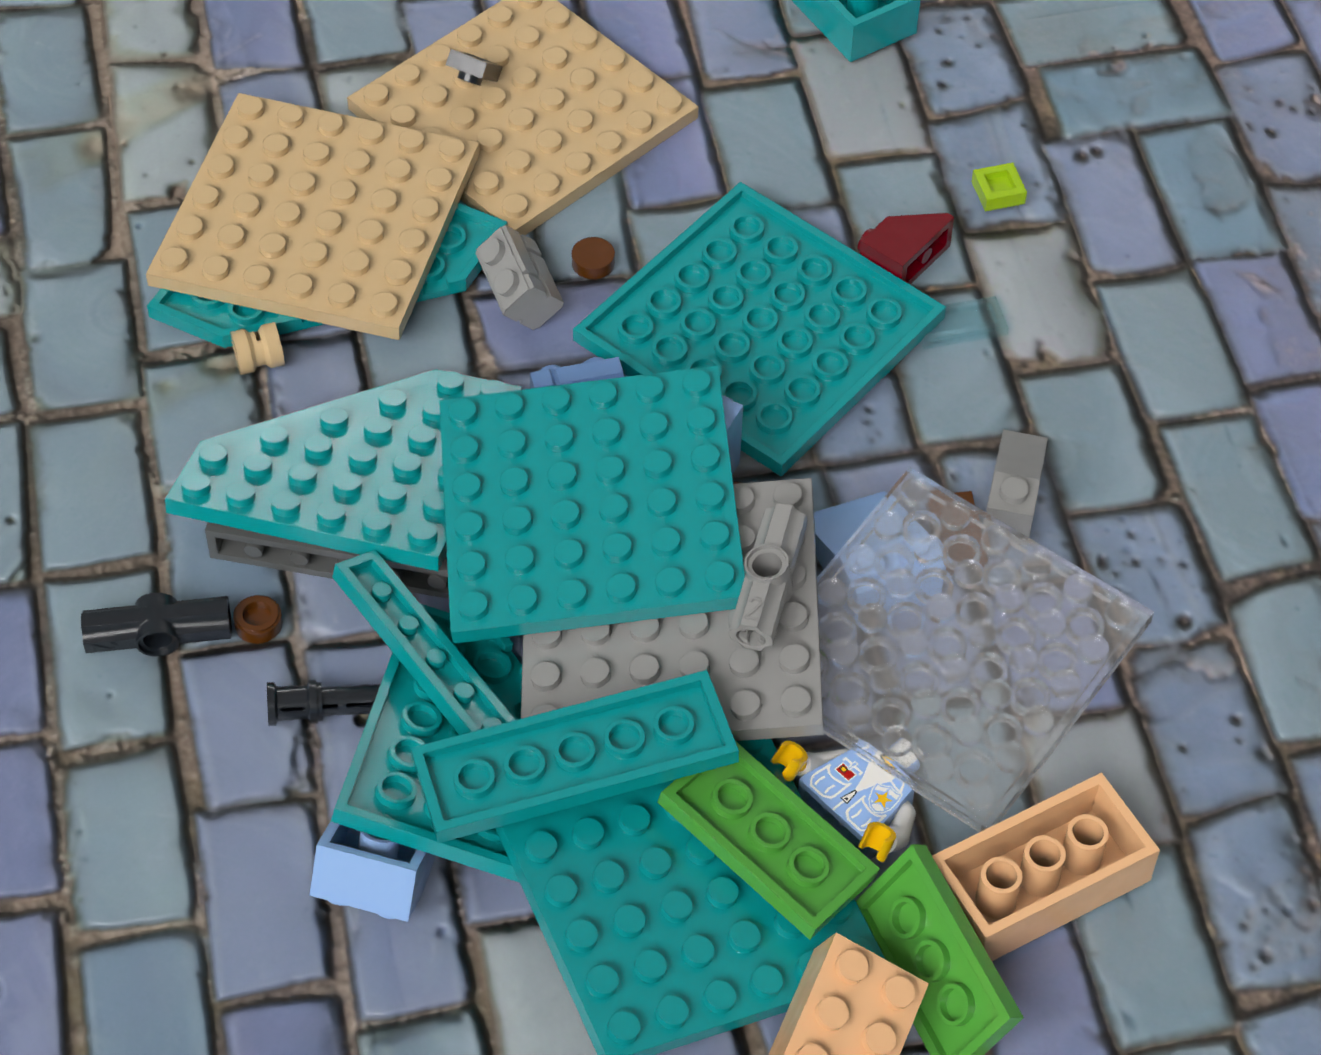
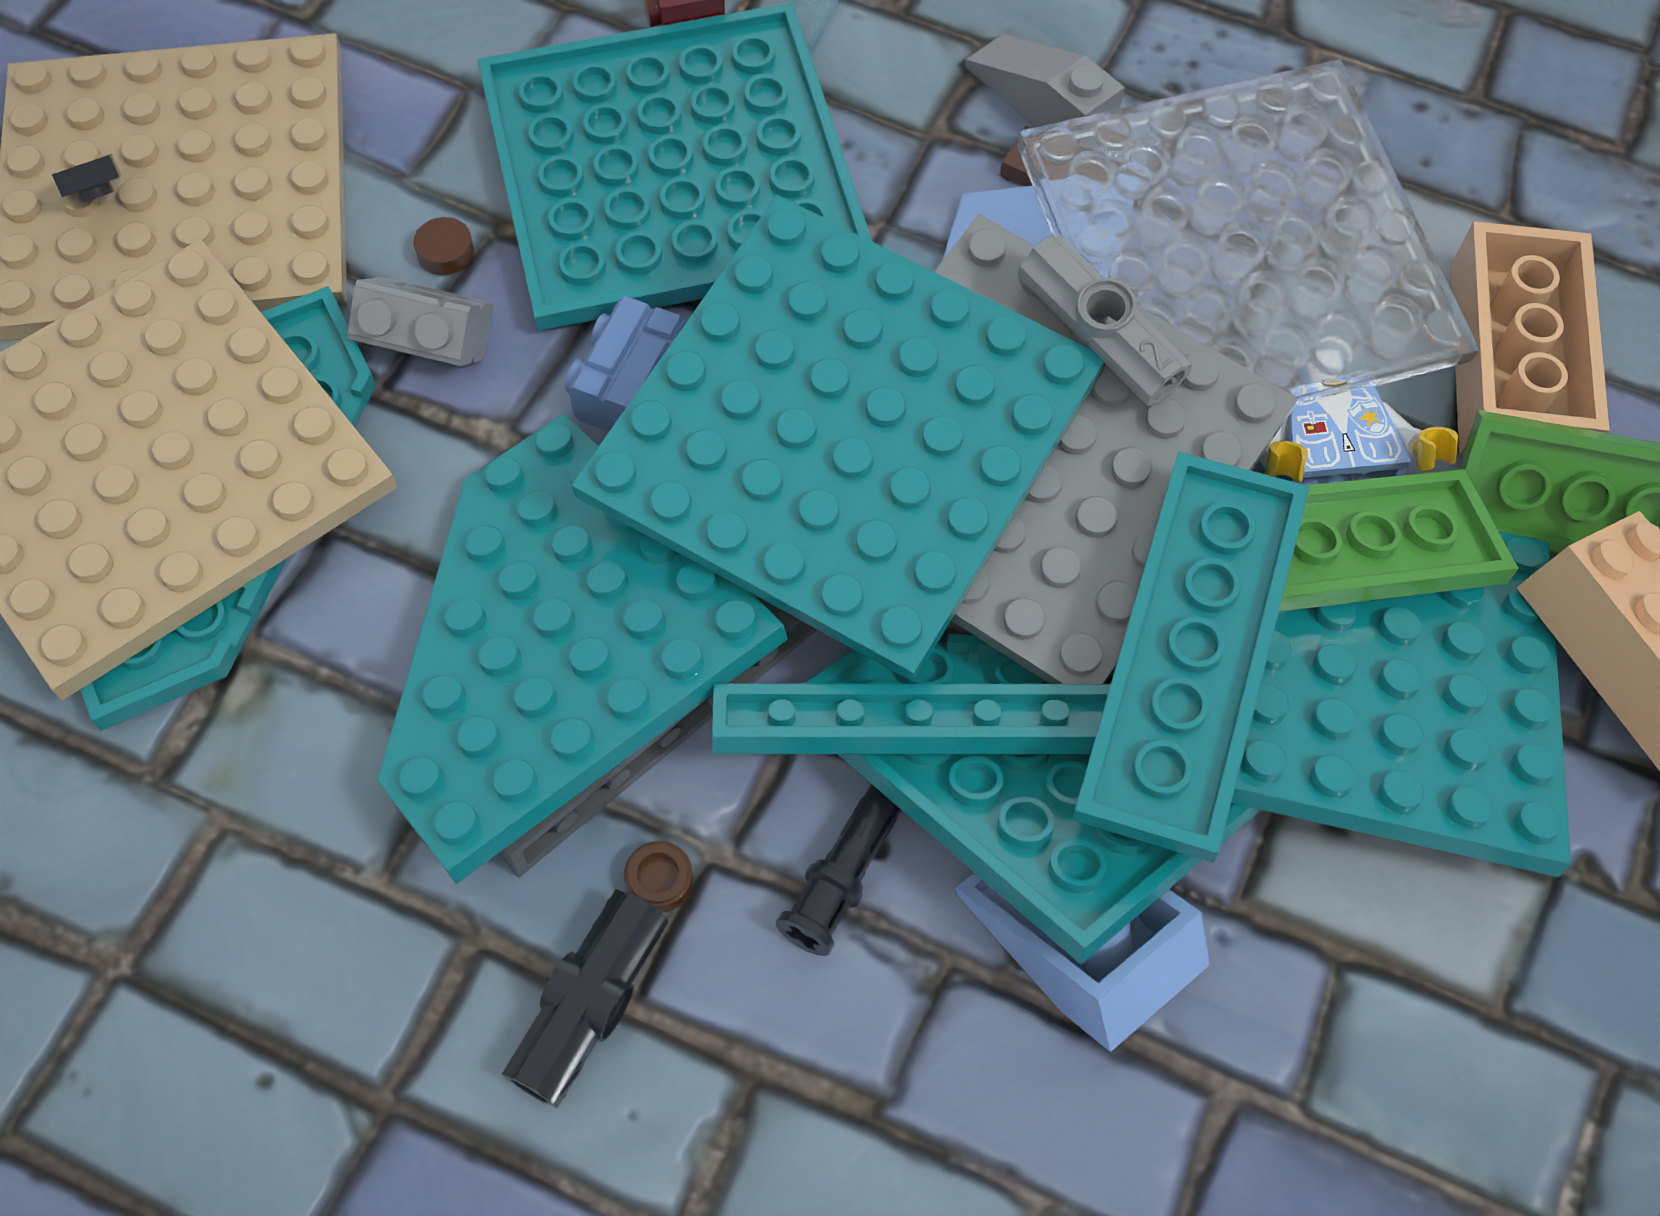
camera: 55 degrees left, 10 degrees up
(257, 348) = (270, 639): tan wheel -> none

